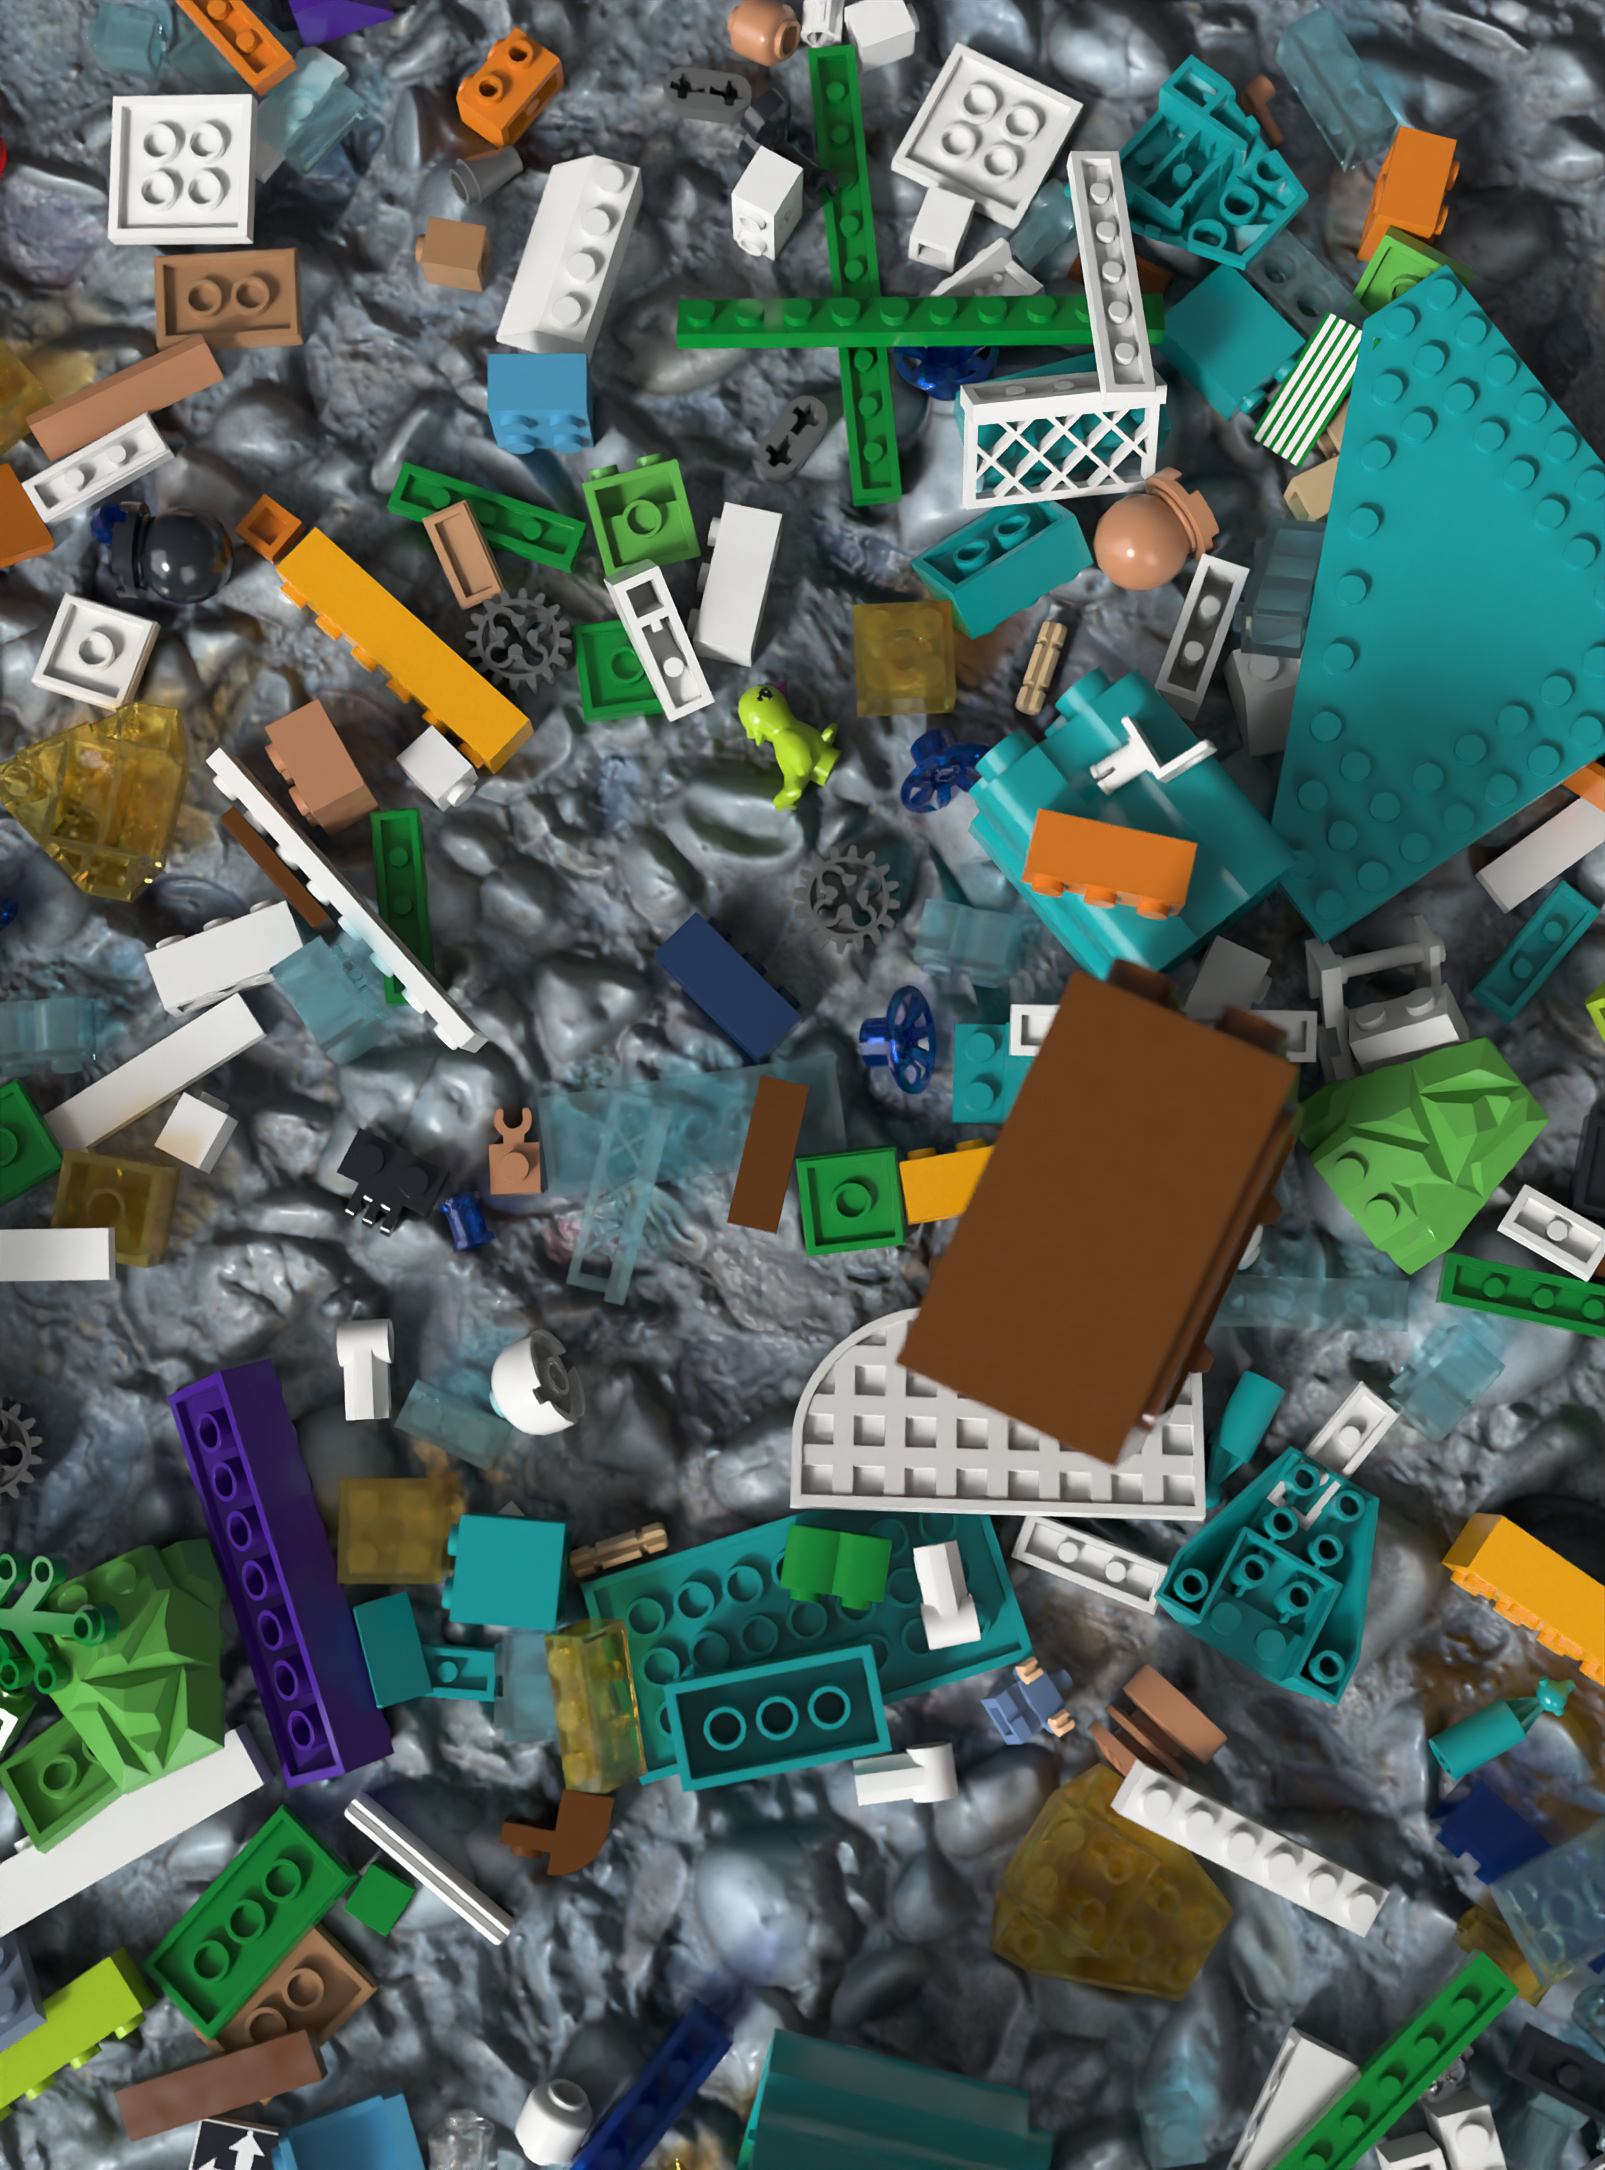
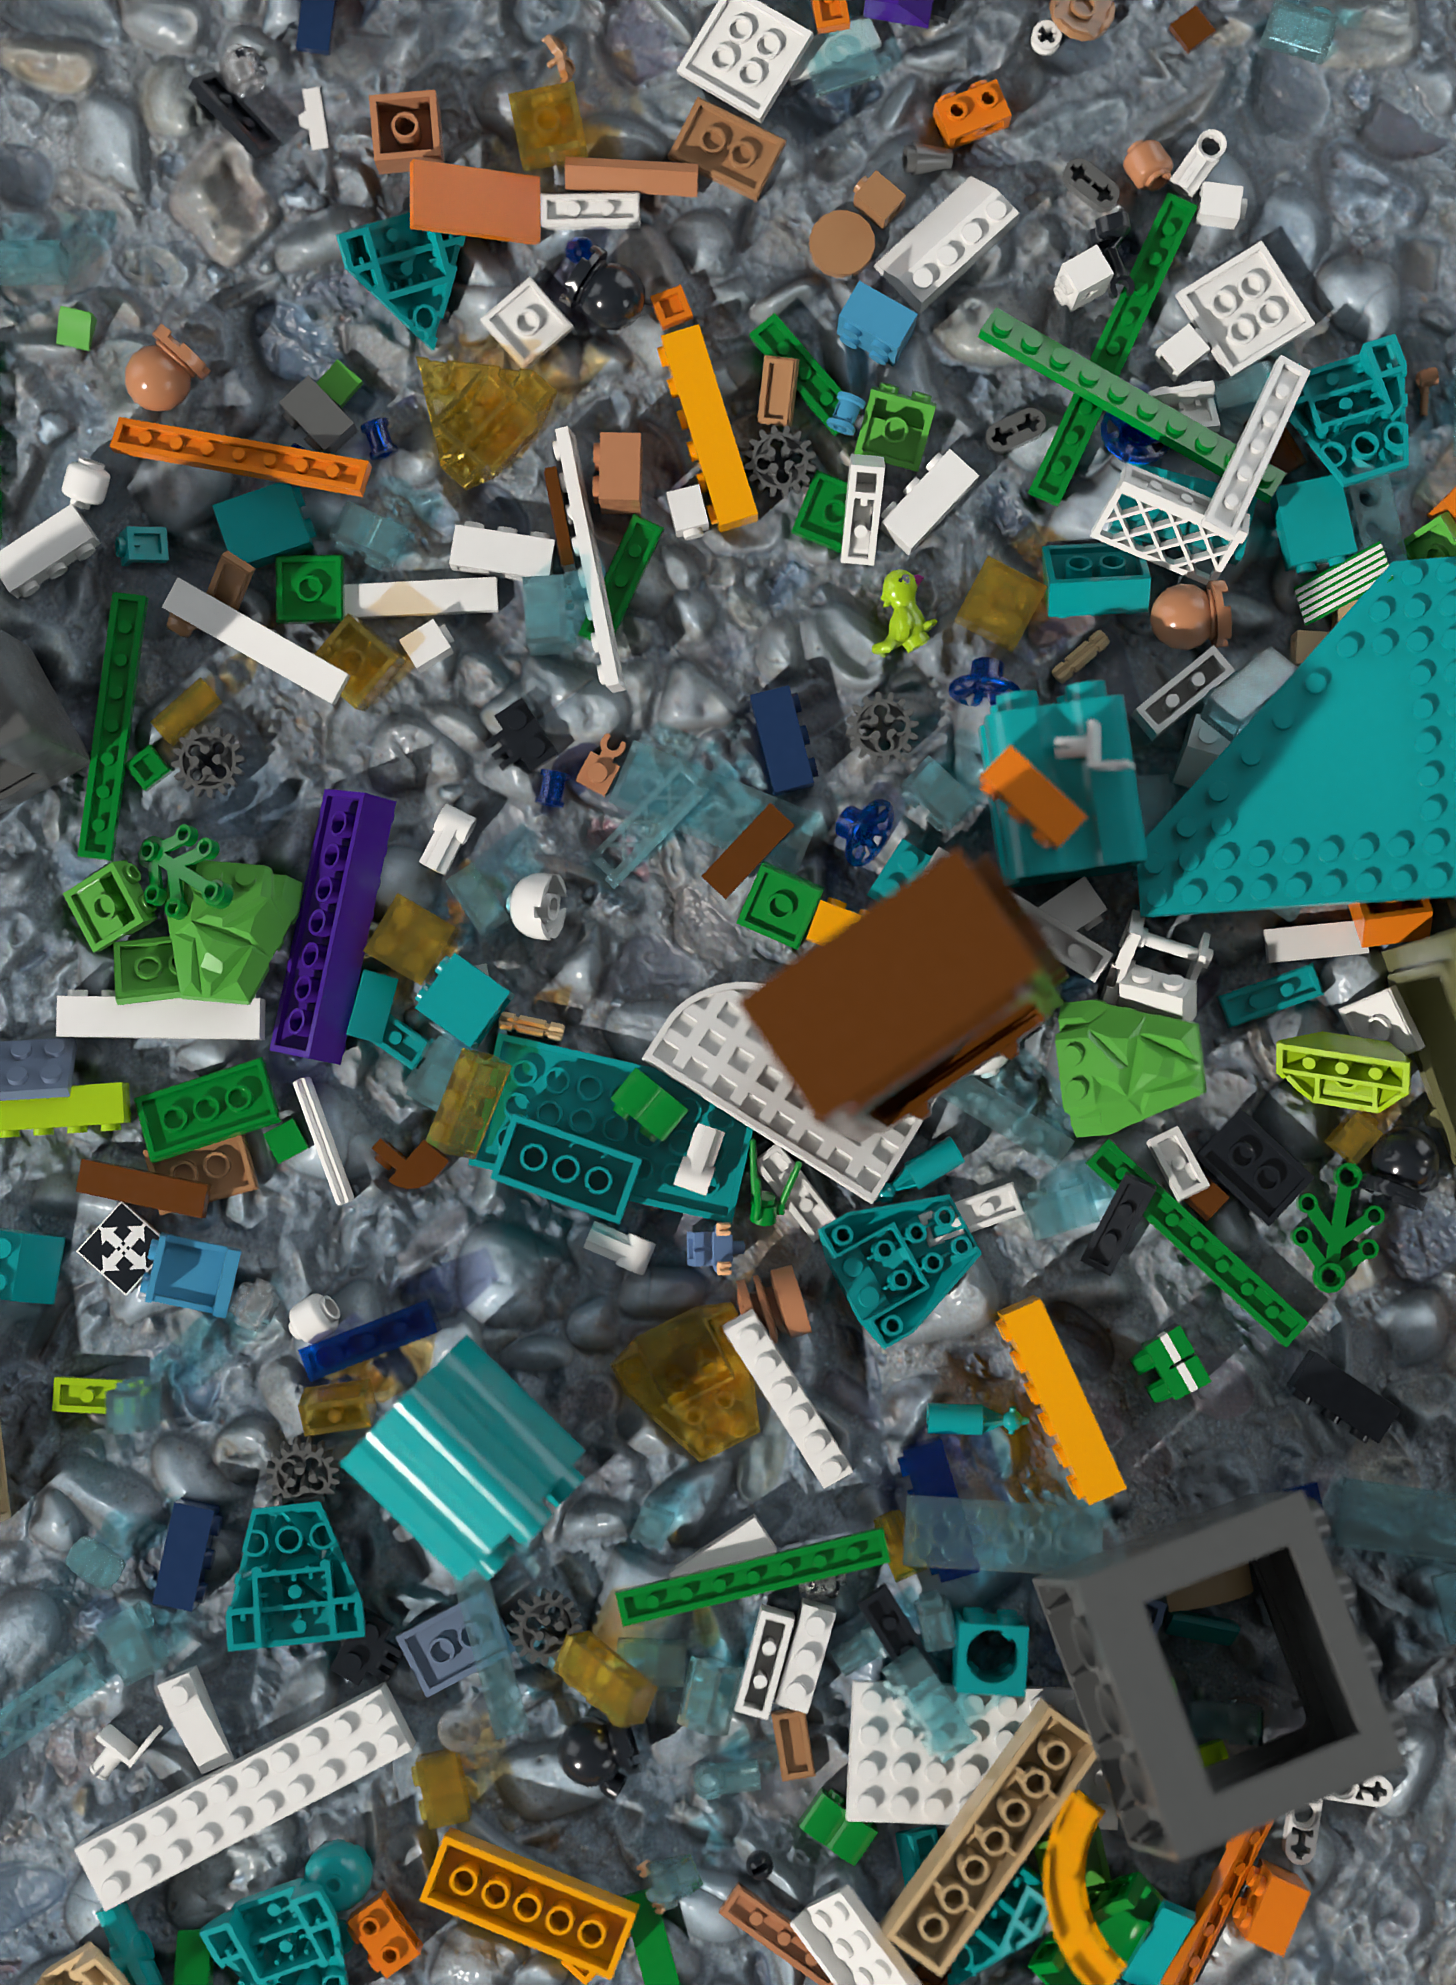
camera: 35 degrees right, 5 degrees up
(440, 334) = (841, 243): none -> medium nougat tile
(567, 531) = (846, 413): none -> dark azure bush
(1060, 1602) = (764, 1203): none -> green plant
(1530, 1355) = (1118, 1223): none -> black plate

